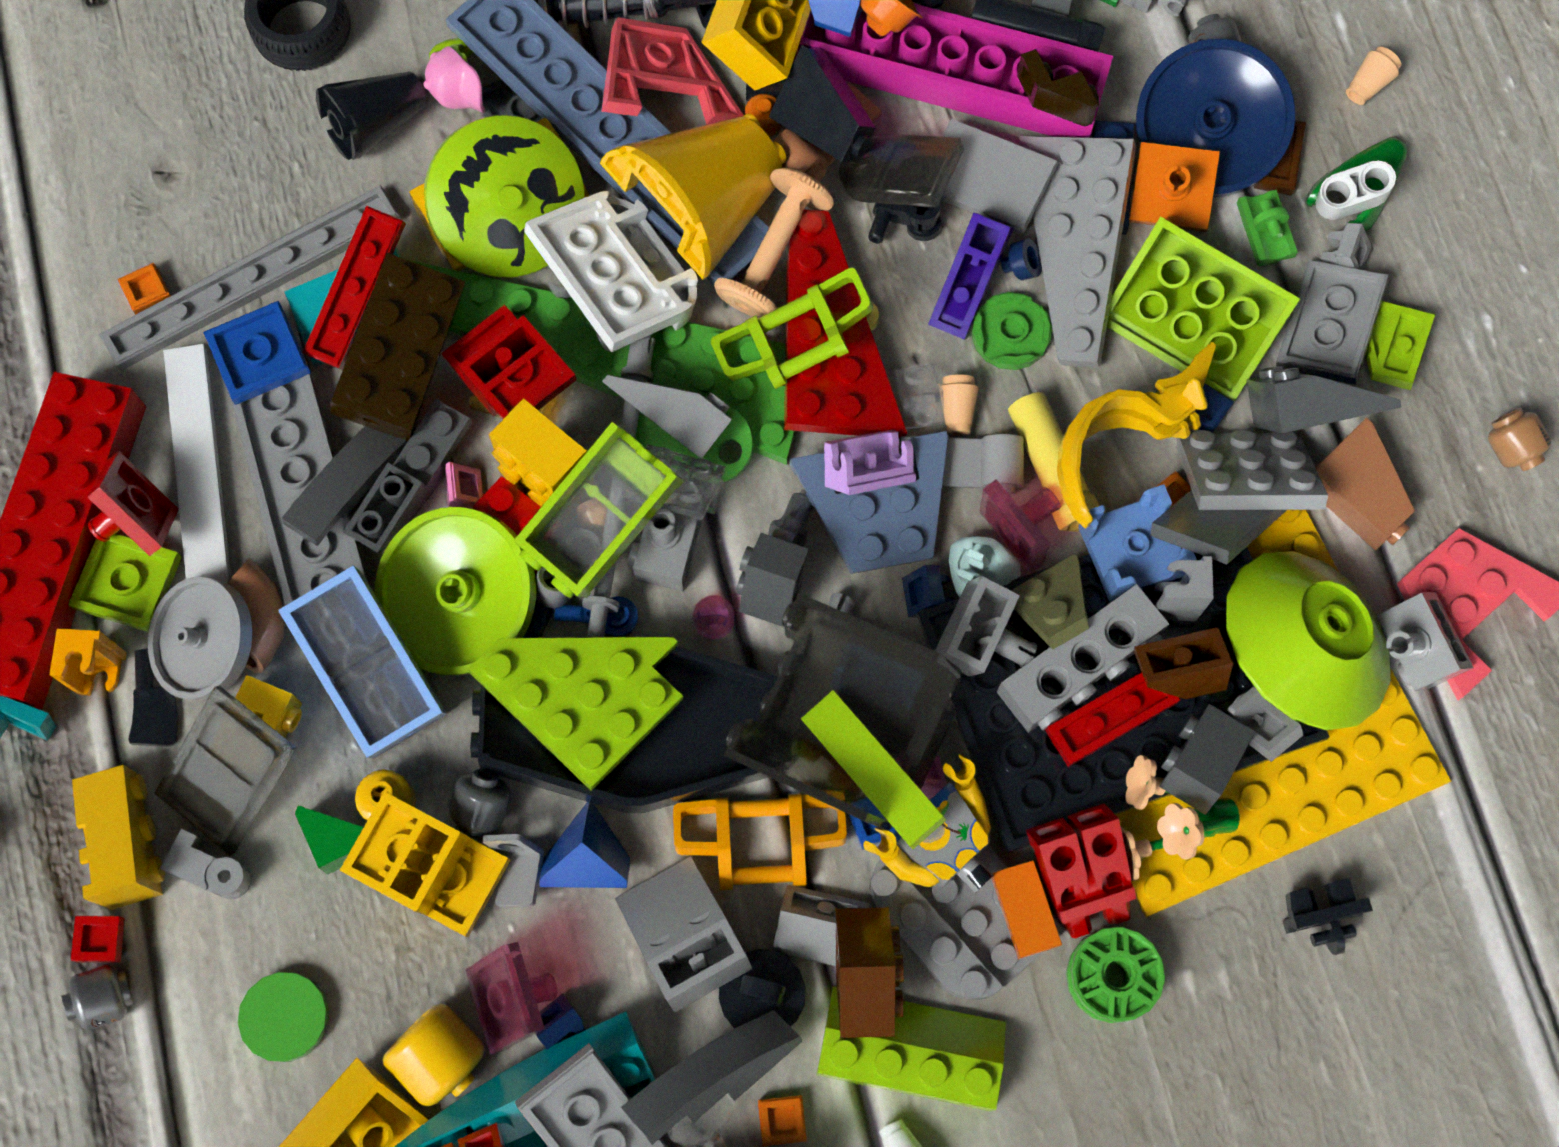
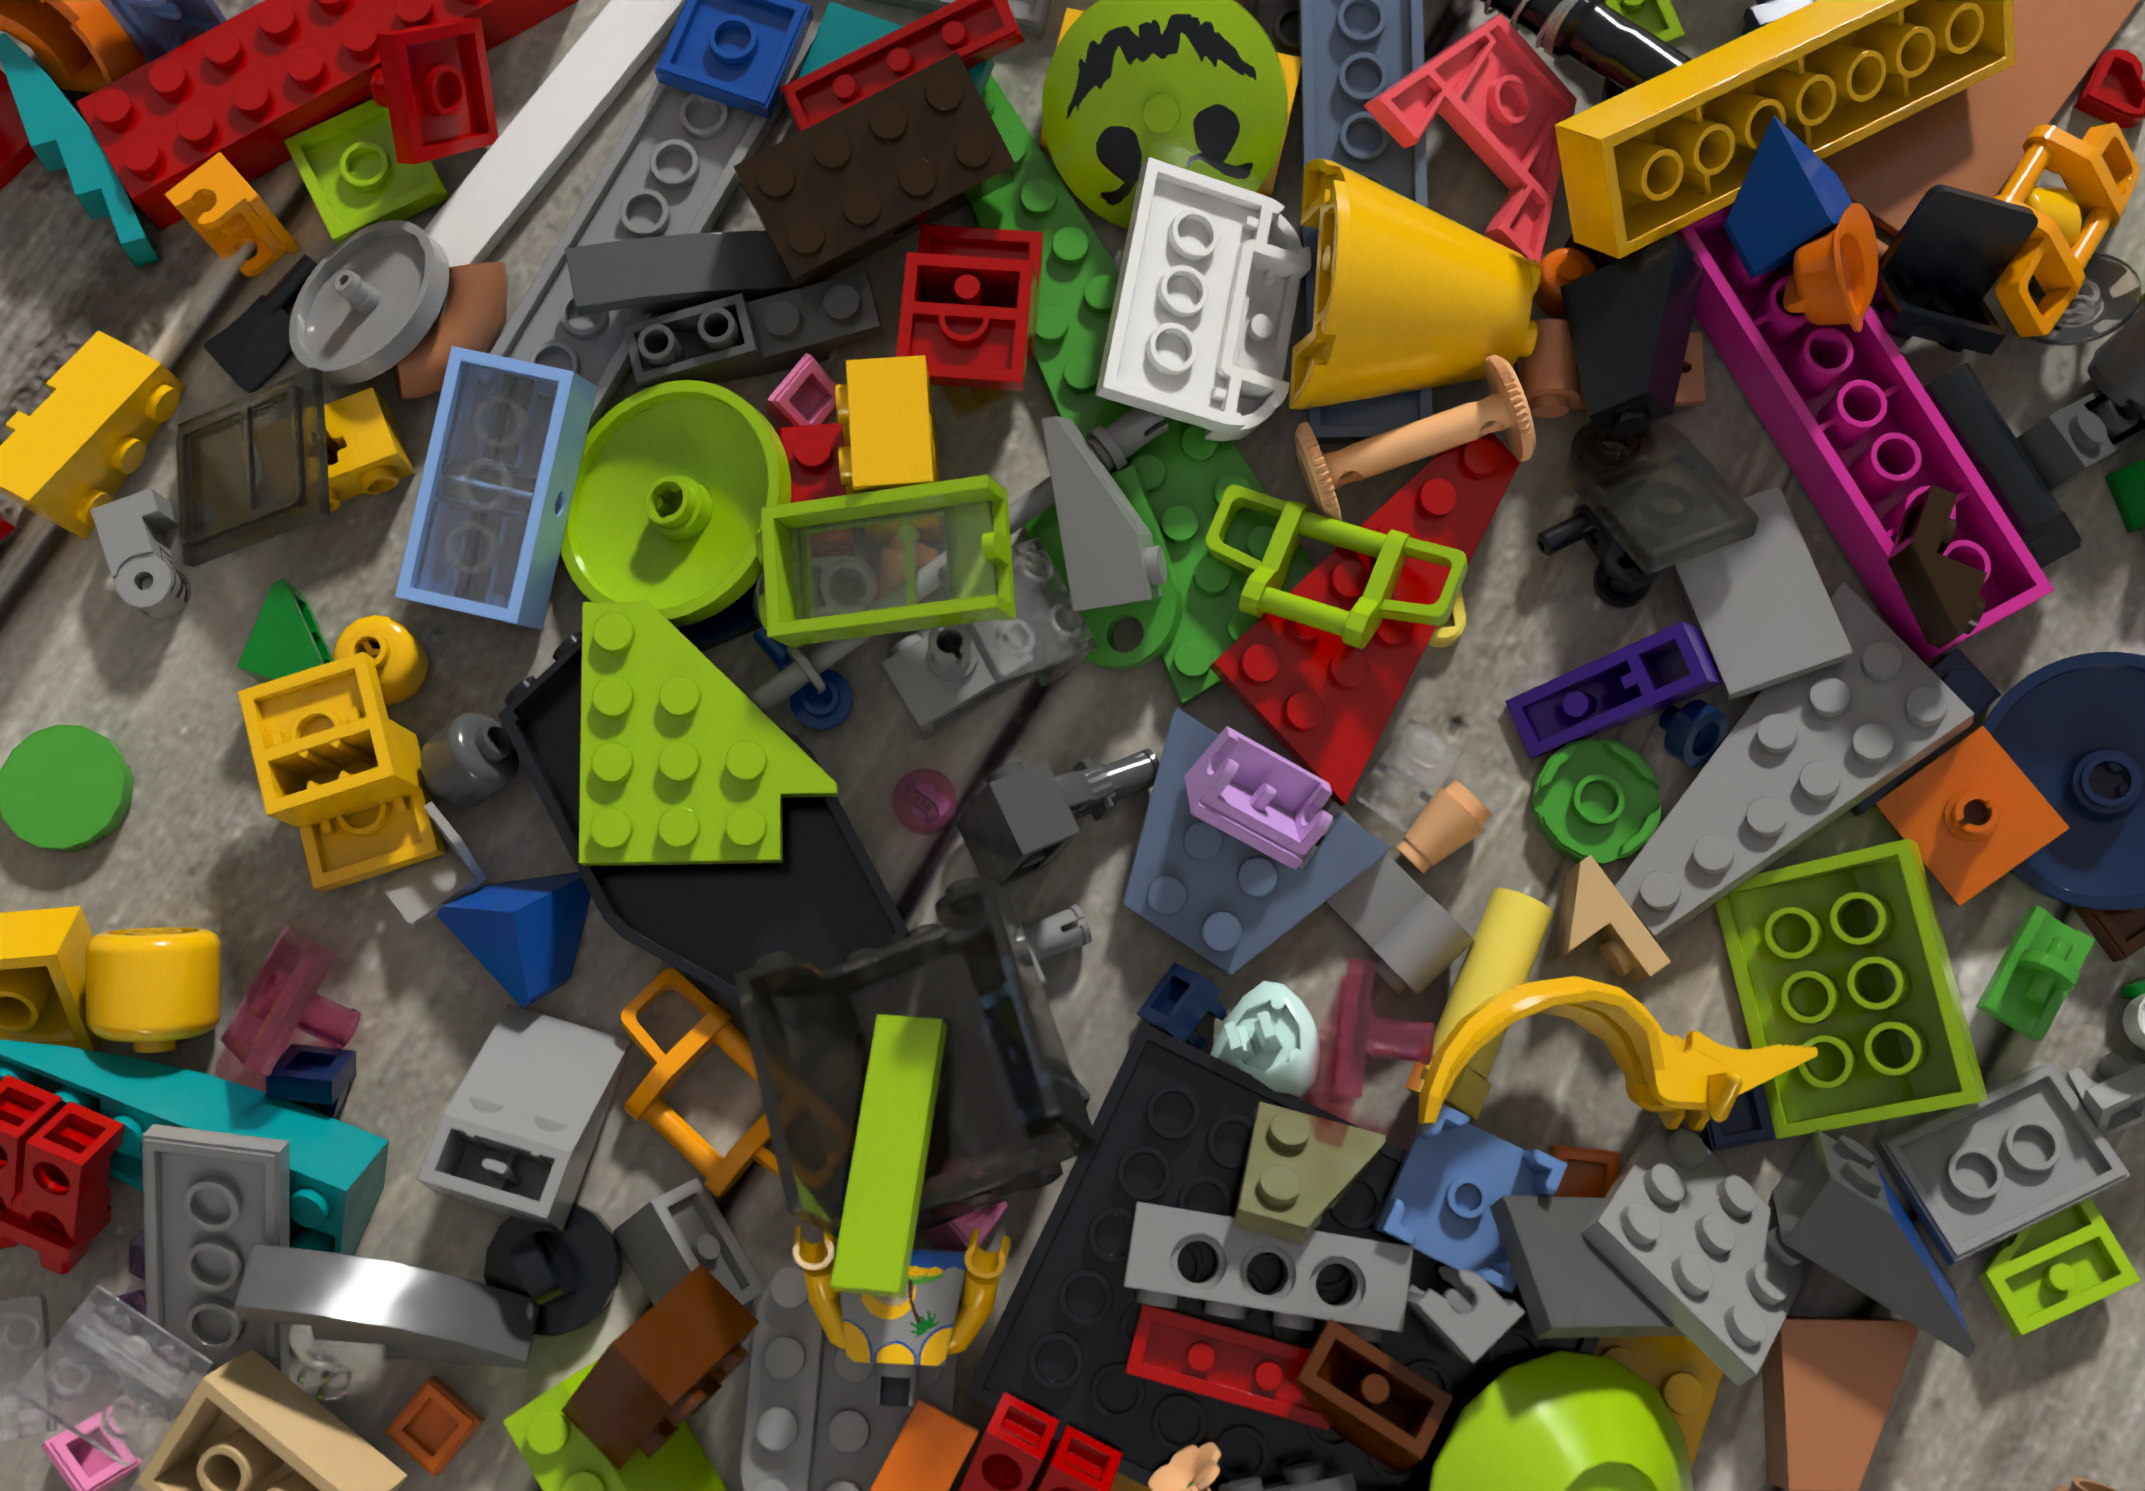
camera: 45 degrees right, 5 degrees up
(979, 628) = (1180, 1115): light grey brick -> none
(1060, 374) = (1596, 906): none -> tan slope

